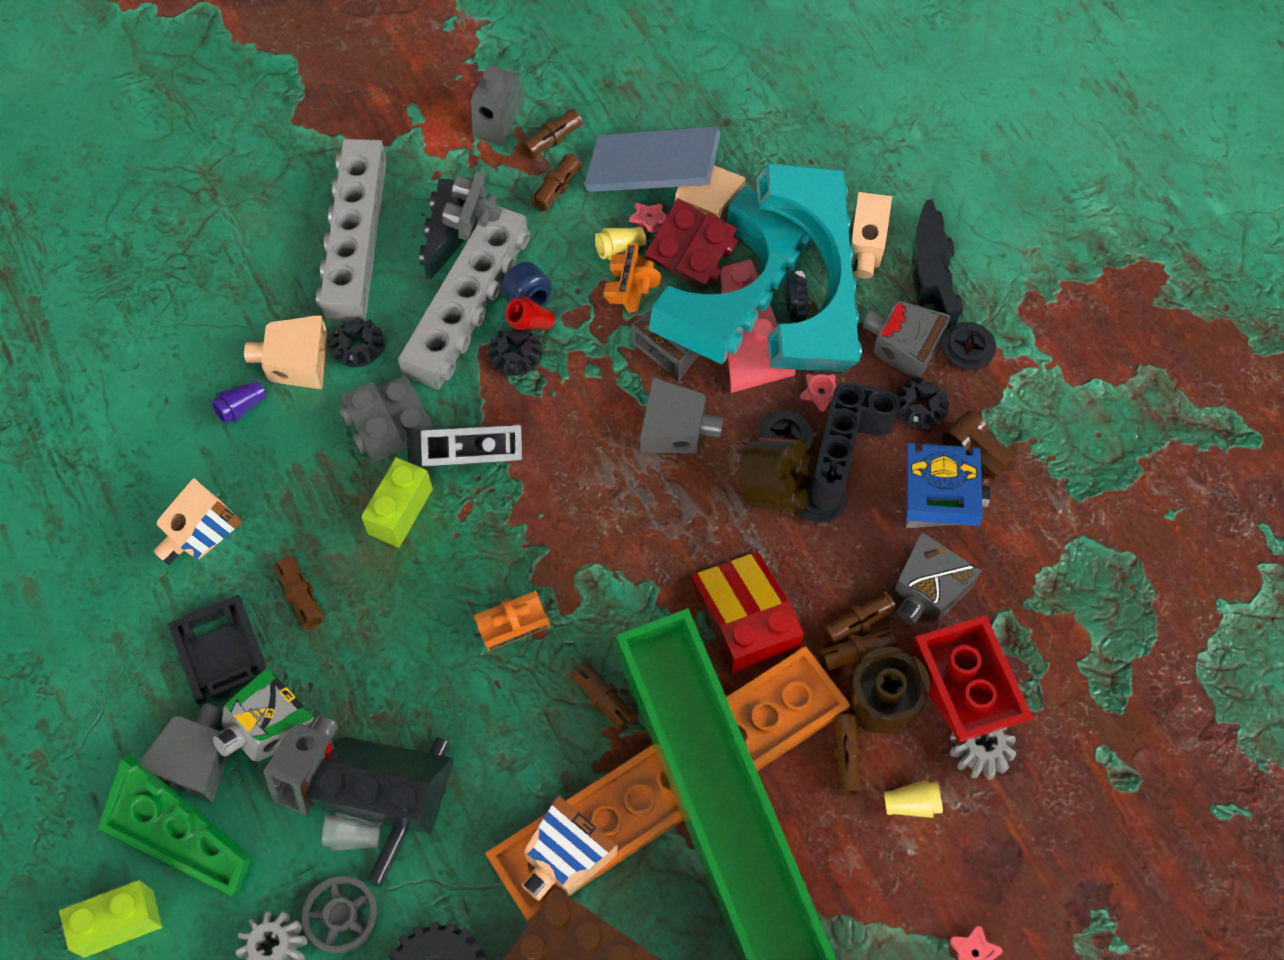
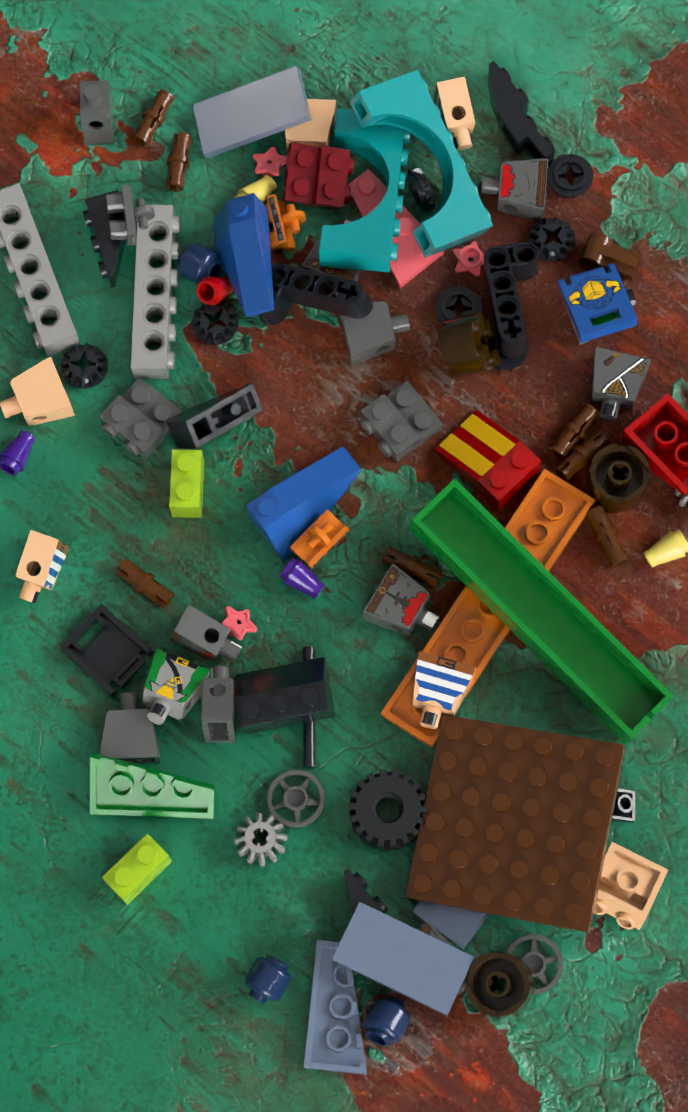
camera: 20 degrees left, 10 degrees up
(319, 665) = (193, 629): none -> dark grey torso
(349, 832) = (274, 740): clear cone -> none
(367, 682) = (243, 618): none -> coral plate
(470, 655) = (301, 578): none -> dark purple cone
(511, 568) = (300, 500): none -> blue wedge
(568, 733) = (400, 604): none -> dark grey torso
(580, 289) = (245, 252): none -> blue wedge
(613, 341) = (315, 291): none -> black beam
(665, 530) = (400, 421): none -> dark grey plate

